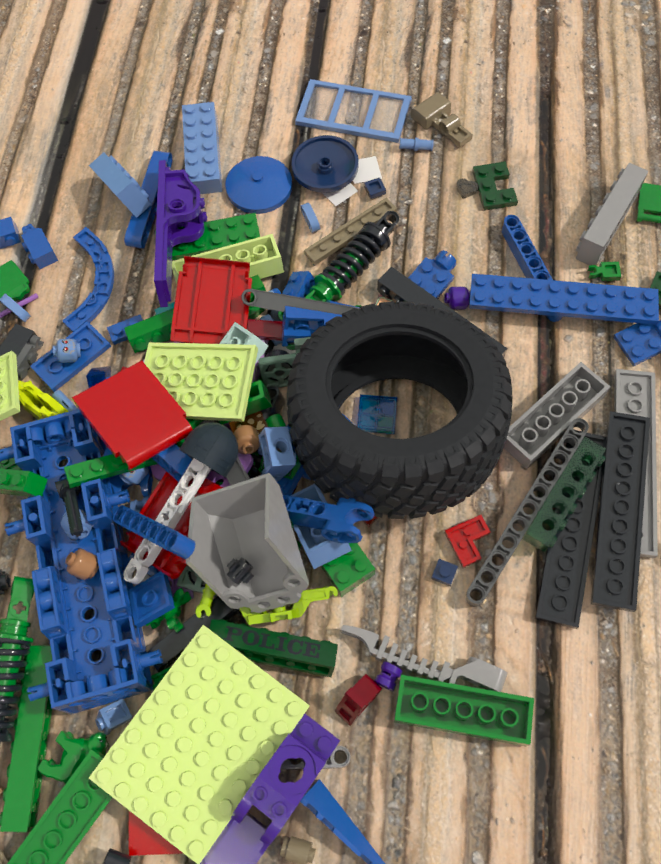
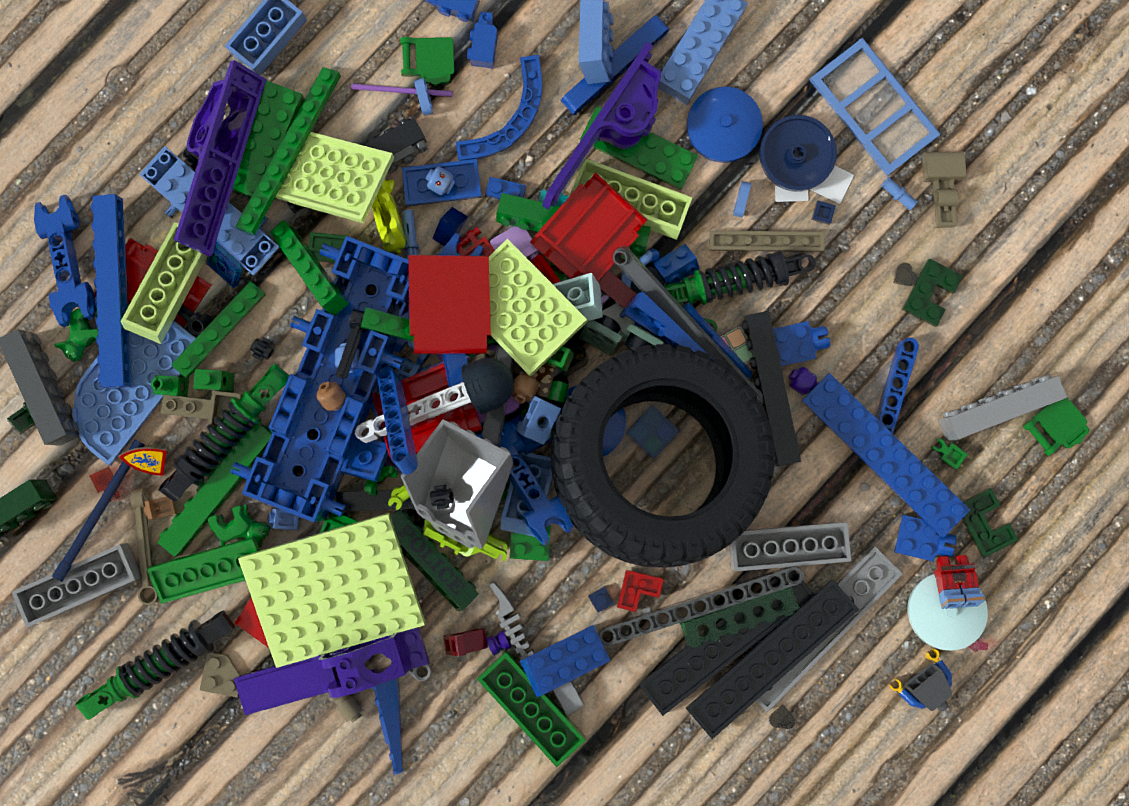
camera: 35 degrees right, 20 degrees up
(457, 642) = (565, 661): none -> blue brick

